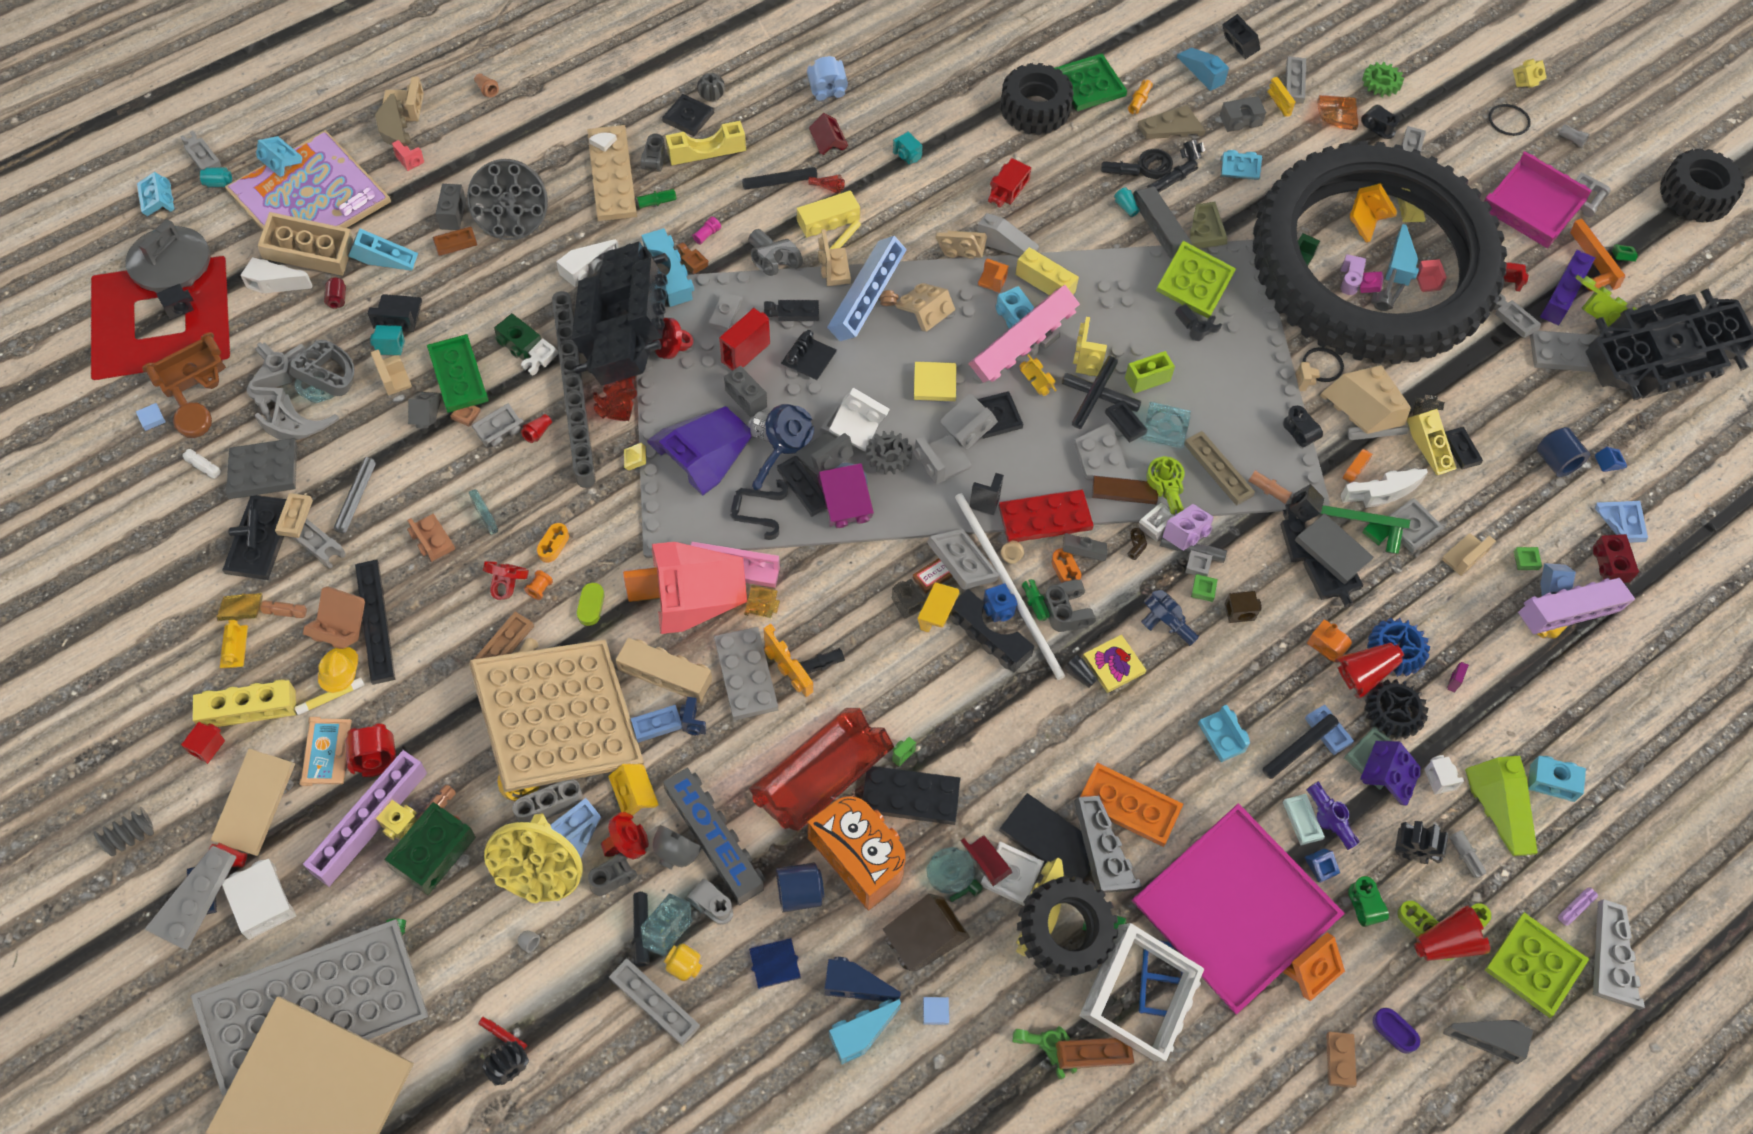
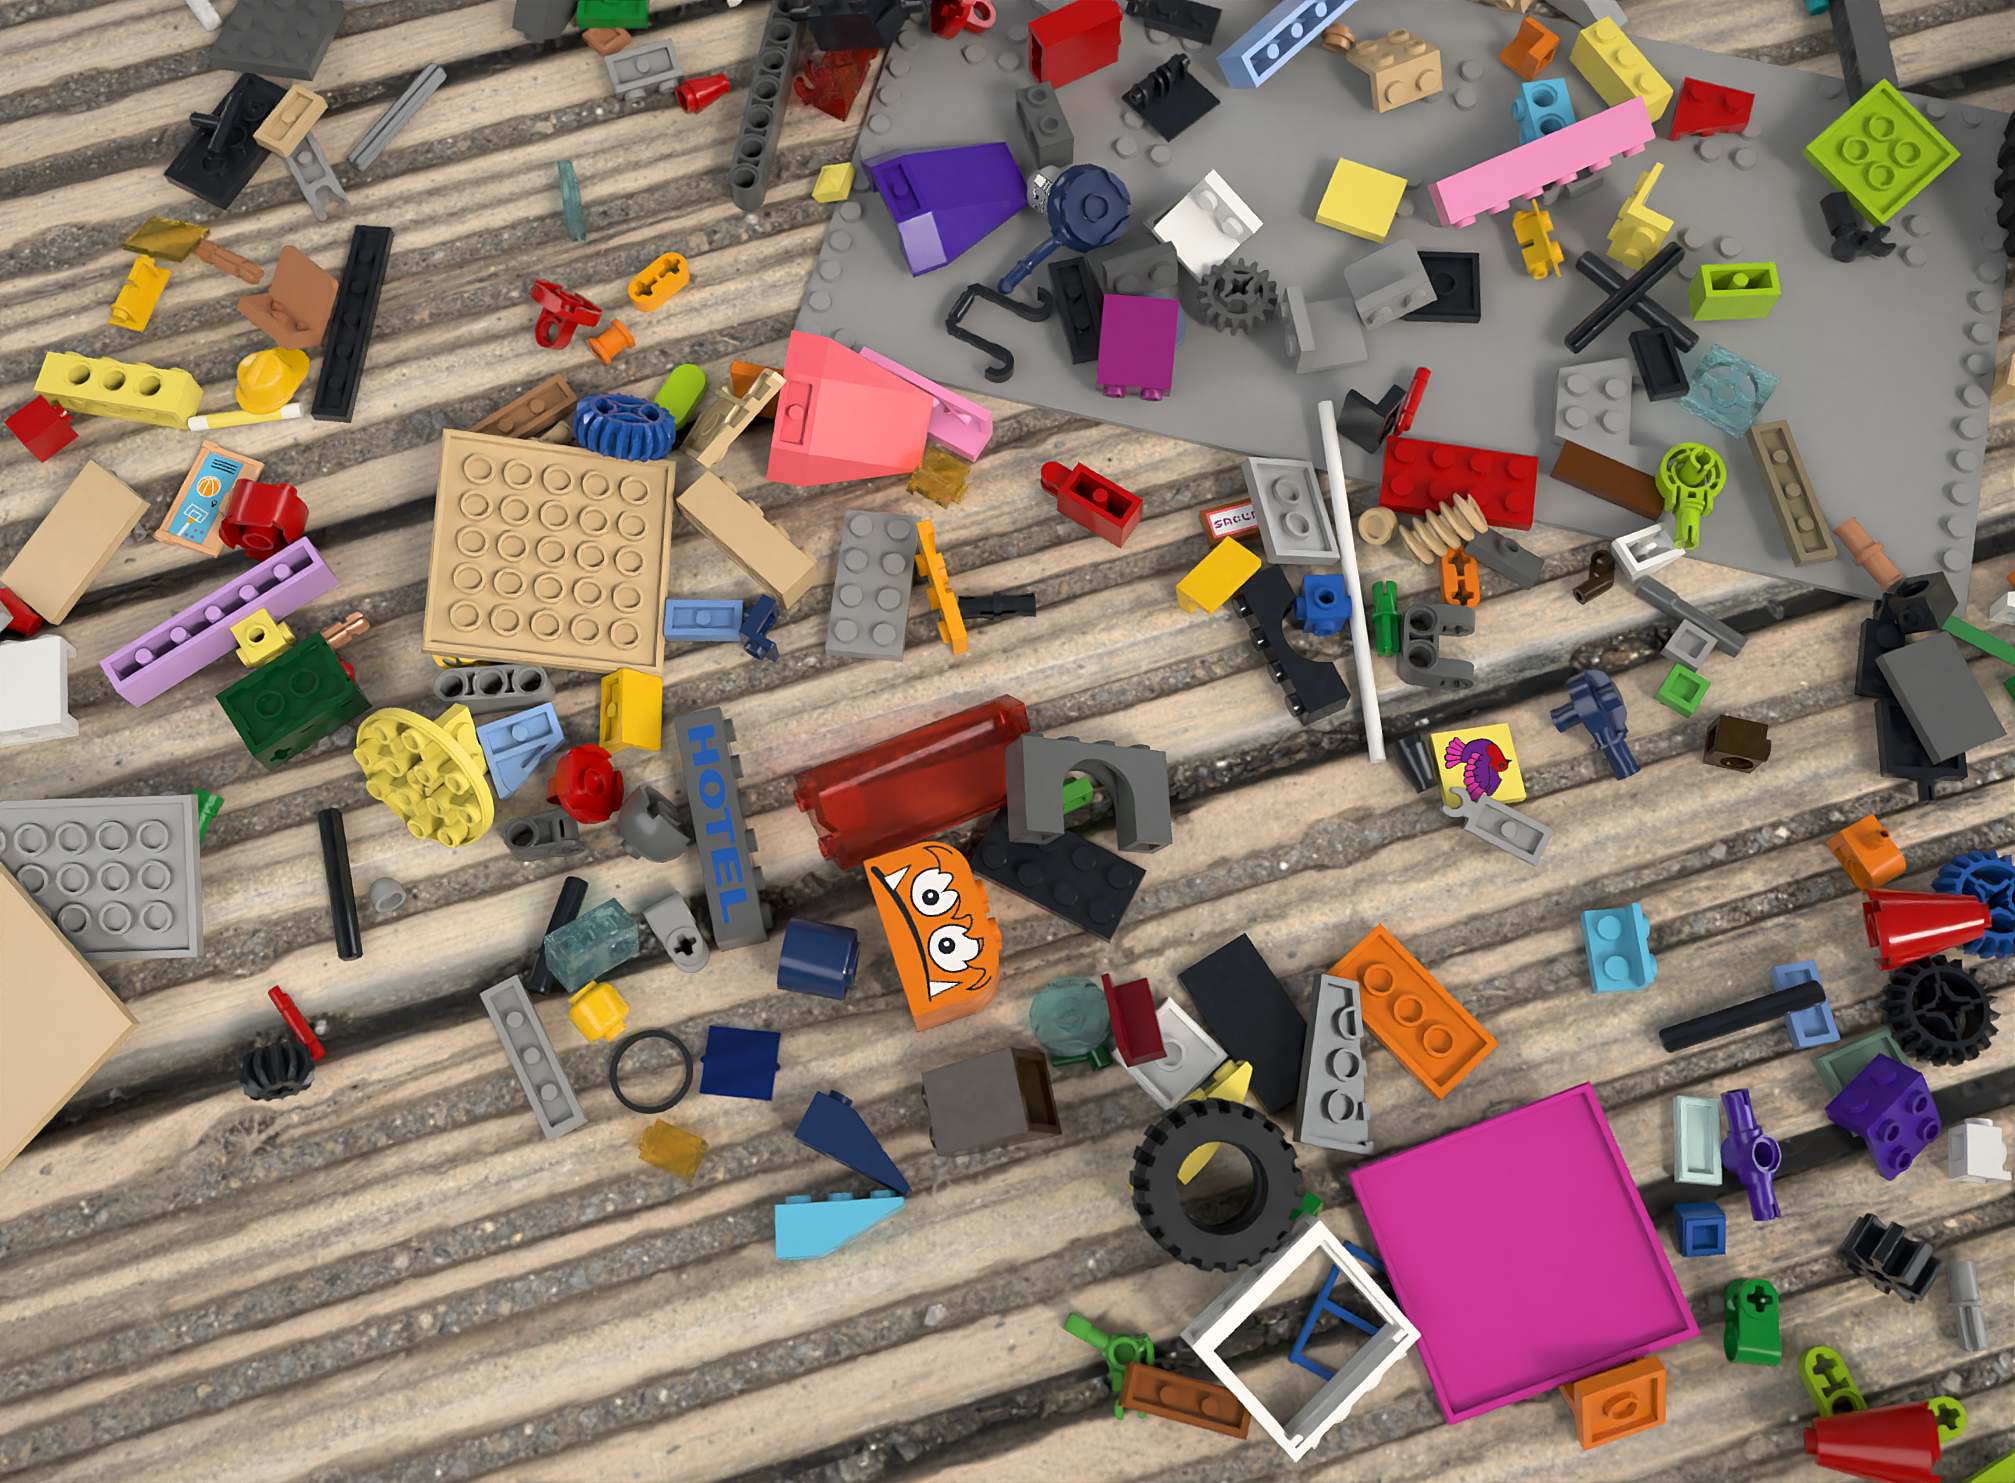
camera: 25 degrees right, 10 degrees up
(431, 536) = (481, 217): nougat bracket -> none
(497, 945) = (340, 884): none -> black axle
(569, 629) = (624, 427): none -> blue gear
(629, 606) = (728, 417): none -> tan wing
(730, 1009) = (625, 1045): none -> black piece
(756, 1024) = (672, 1150): none -> clear yellow brick
(852, 587) = (1092, 501): none -> red brick
(907, 606) = (1175, 562): clear smoke brick -> none
(934, 728) = (1130, 774): none -> dark grey arch
(936, 1011) = (959, 1233): light blue tile -> none
(1004, 465) = (1412, 401): none -> red wheel
(1048, 542) = (1443, 529): none -> tan piece
(1099, 281) = (1709, 110): none -> red wing
(1139, 689) = (1501, 826): none -> light grey plate
(1188, 527) = (1695, 578): lavender brick -> none
(1207, 226) = (1939, 68): olive wing -> none
(1302, 428) = (1967, 471): black piece -> none

